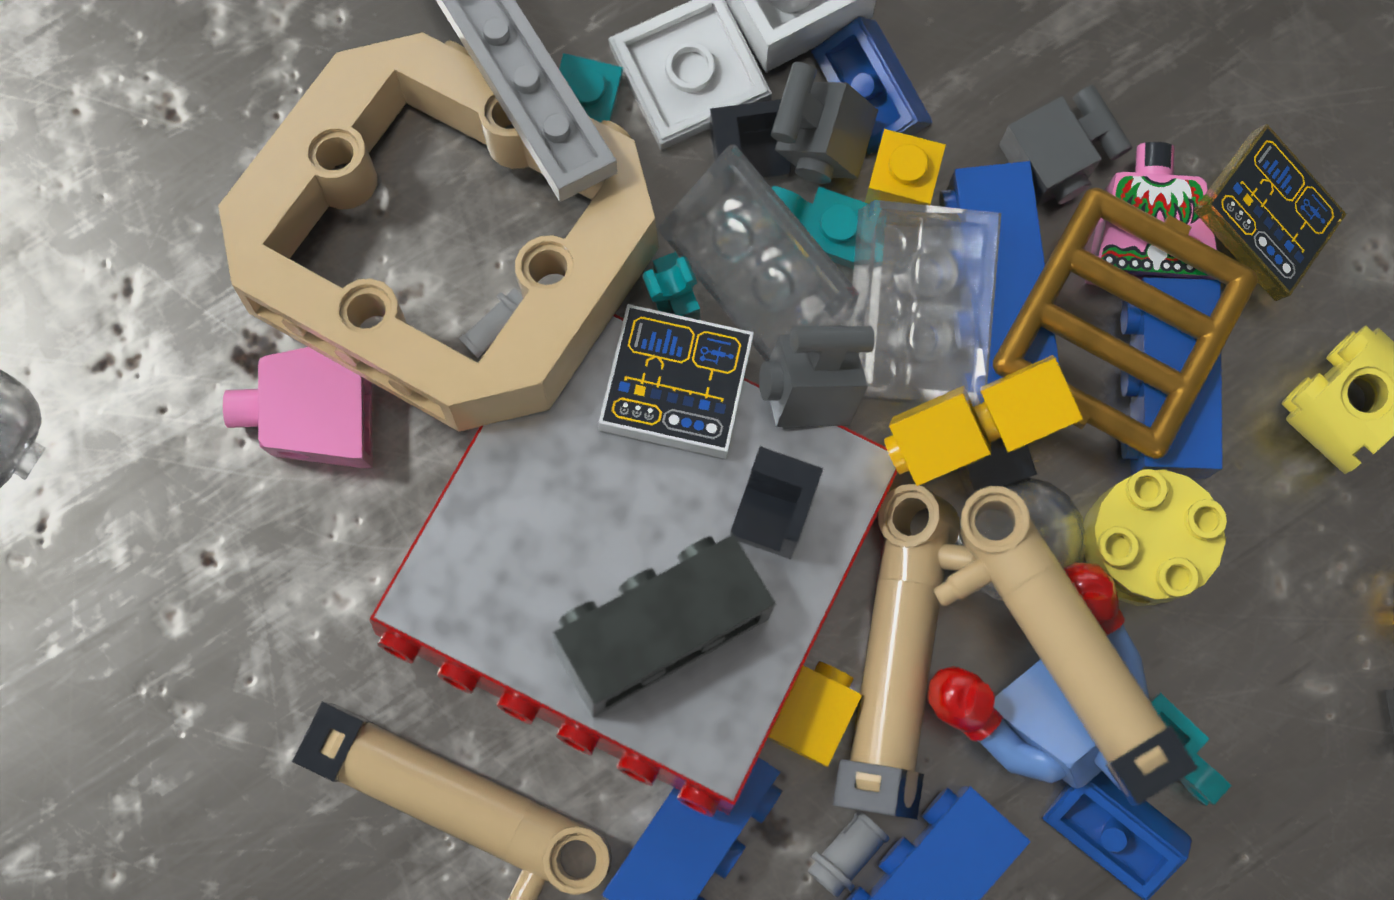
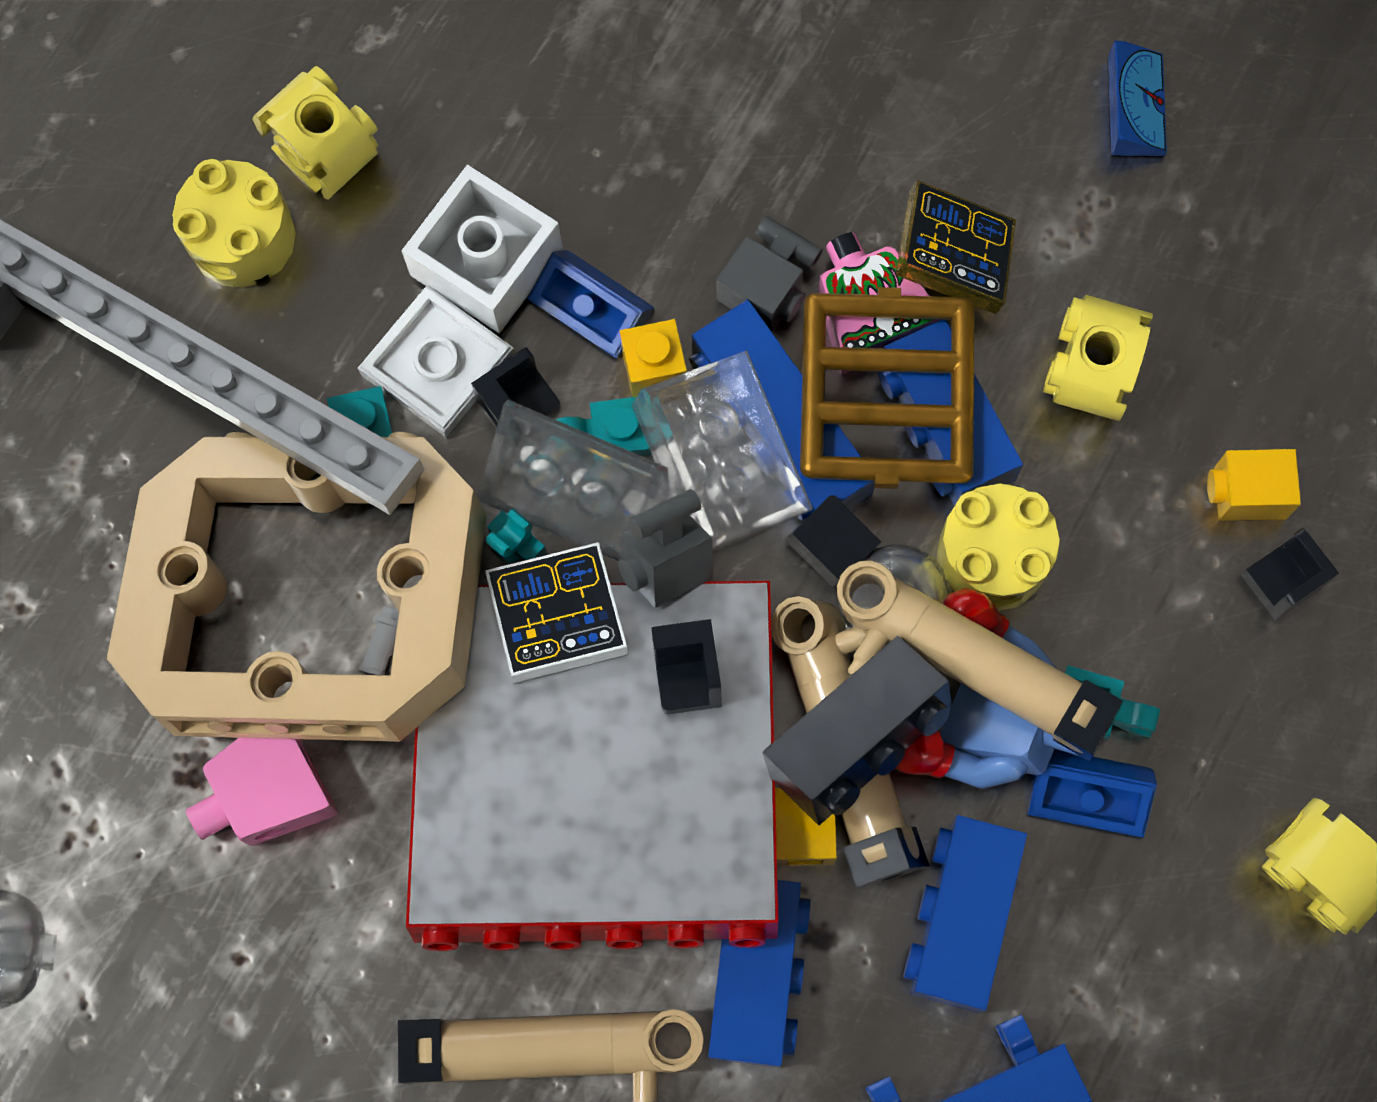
camera: 25 degrees left, 5 degrees down
(661, 622) = (644, 807): pearl dark grey brick -> none
(822, 126) = (569, 353): dark grey brick -> none
(848, 854) = (889, 923): light grey pin -> none
(915, 657) = (859, 731): none -> black brick
(937, 437) = (787, 550): yellow brick -> none
(1027, 405) = (845, 489): yellow brick -> none

